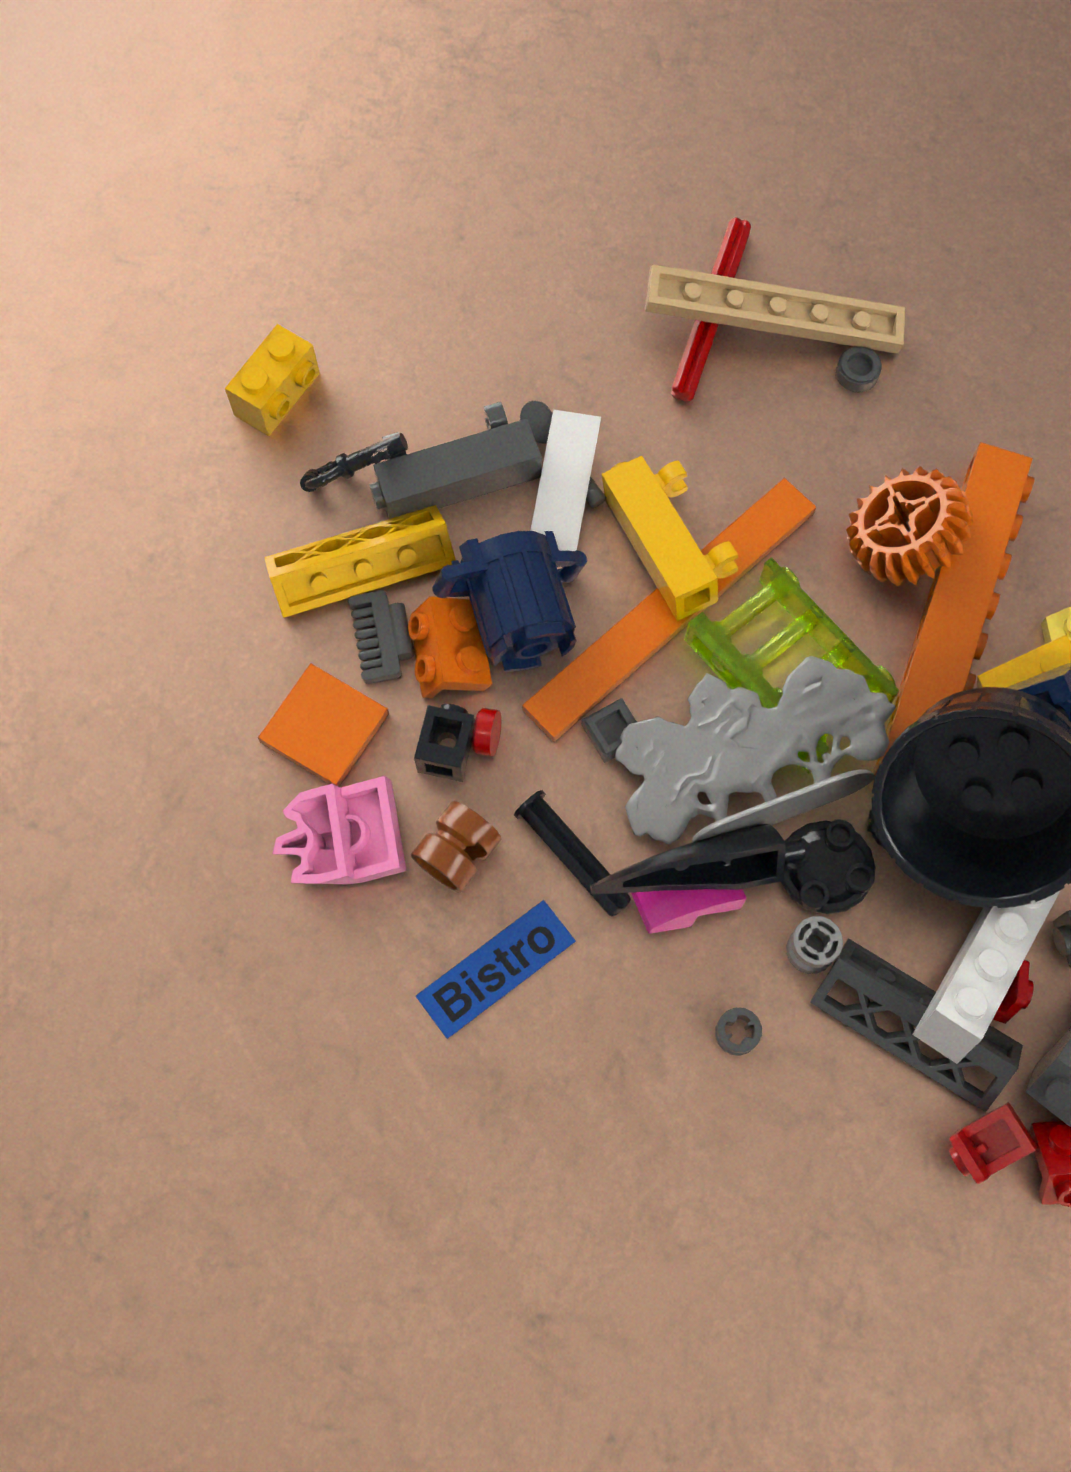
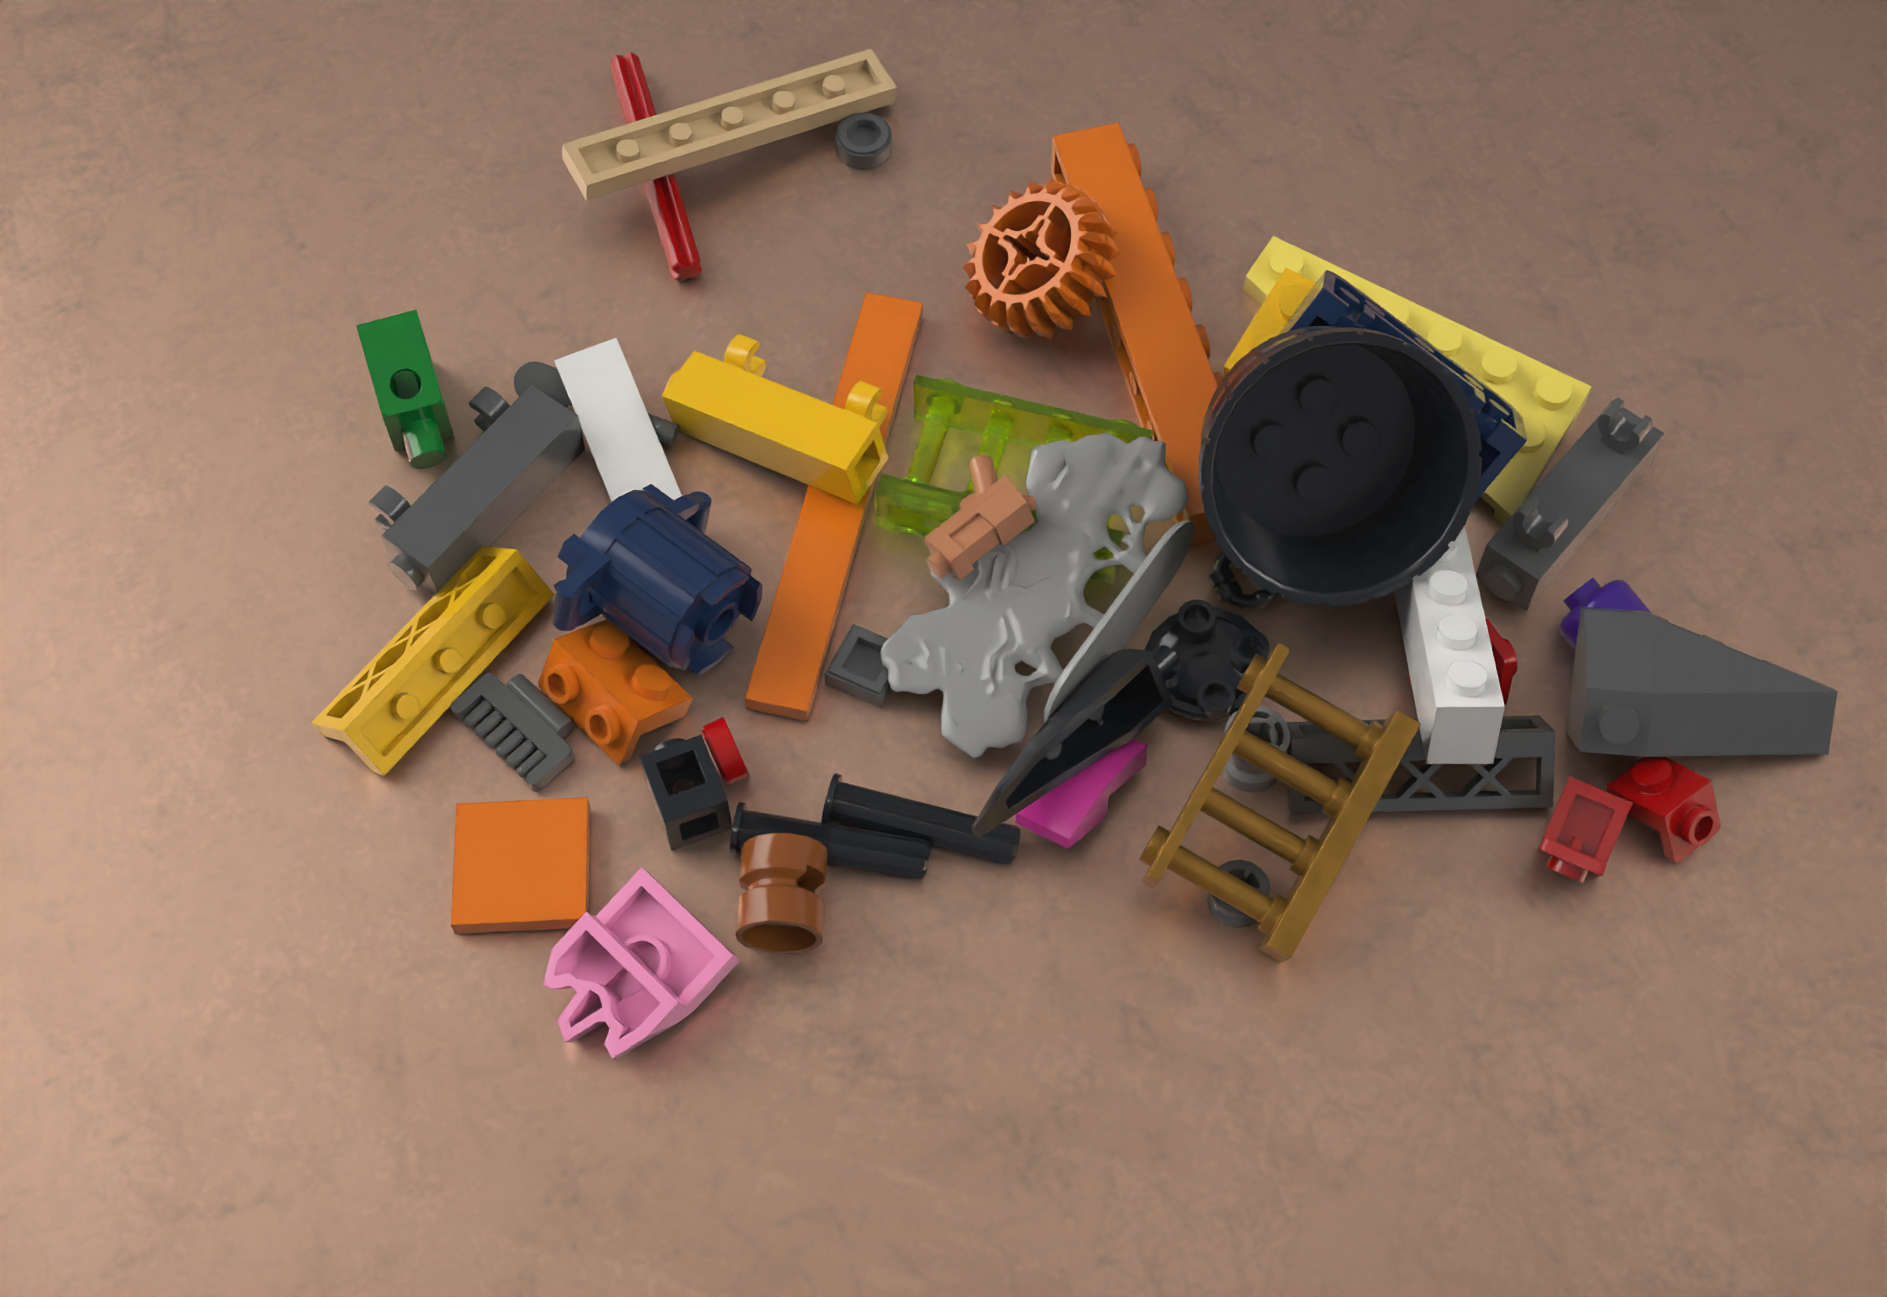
camera: 35 degrees left, 10 degrees down
(272, 379) = (183, 517): yellow brick -> none
(346, 465) = (346, 558): black piece -> none
(453, 374) = (407, 387): none -> green torso
(495, 969) = (919, 1007): blue sticker -> none
(513, 833) = (844, 844): none -> black axle
(745, 686) = (986, 518): none -> nougat piece
(840, 1024) = (1312, 859): none -> pearl gold fence

